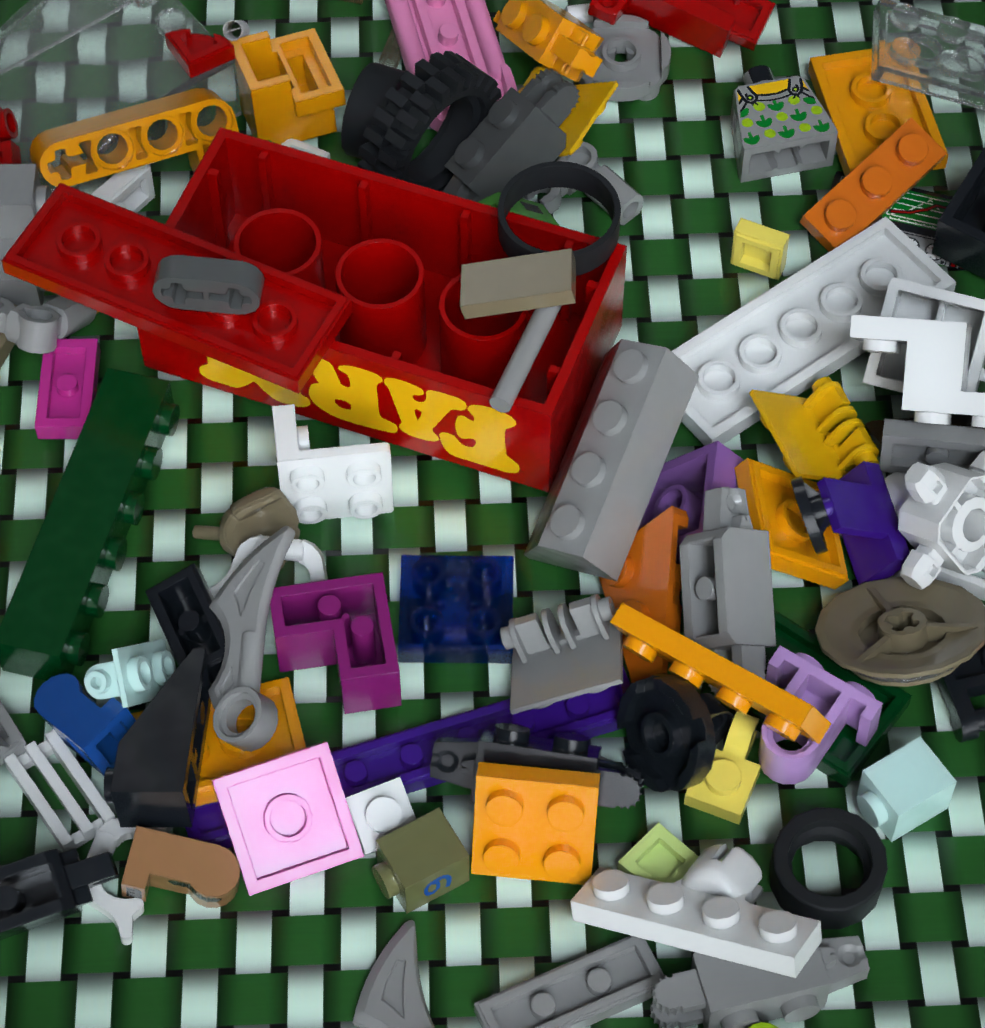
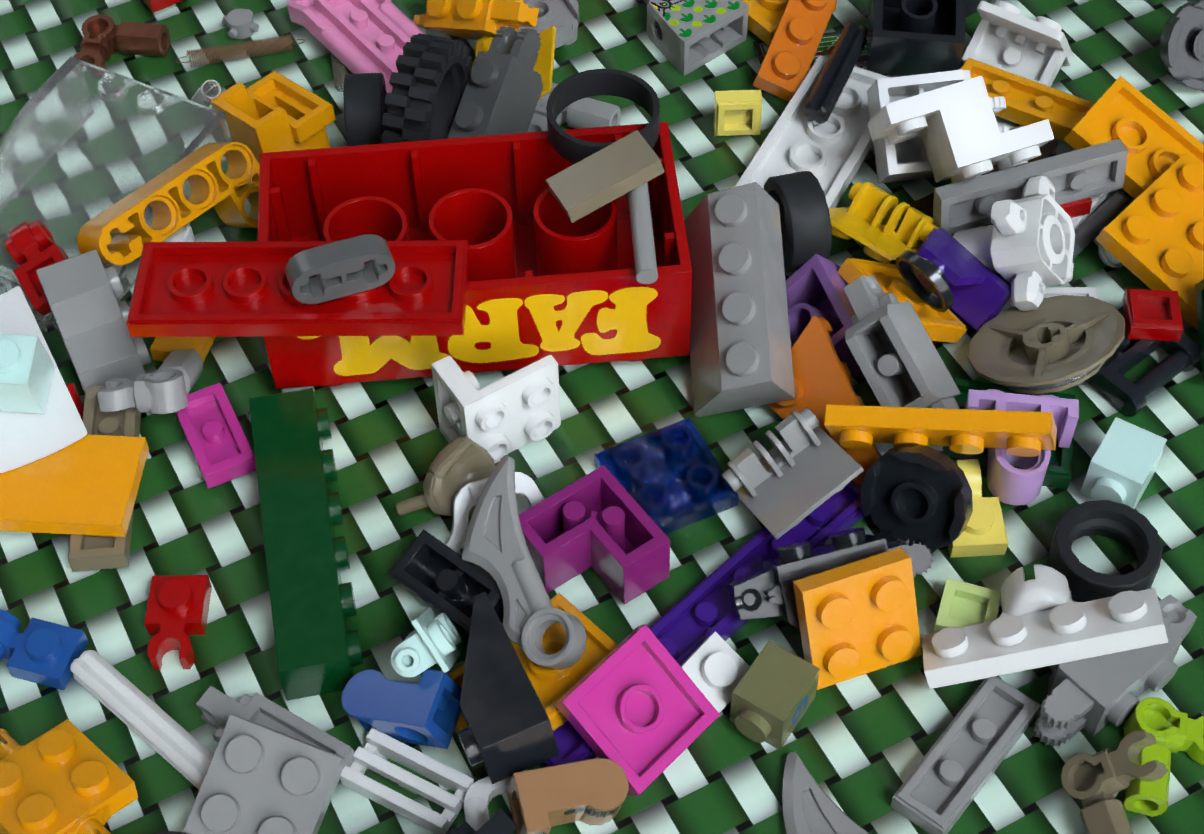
camera: 25 degrees left, 5 degrees down
(198, 51) = (189, 116): red tile -> none
(720, 395) = (802, 217): none -> black tyre
(883, 245) = (836, 73): none -> black axle

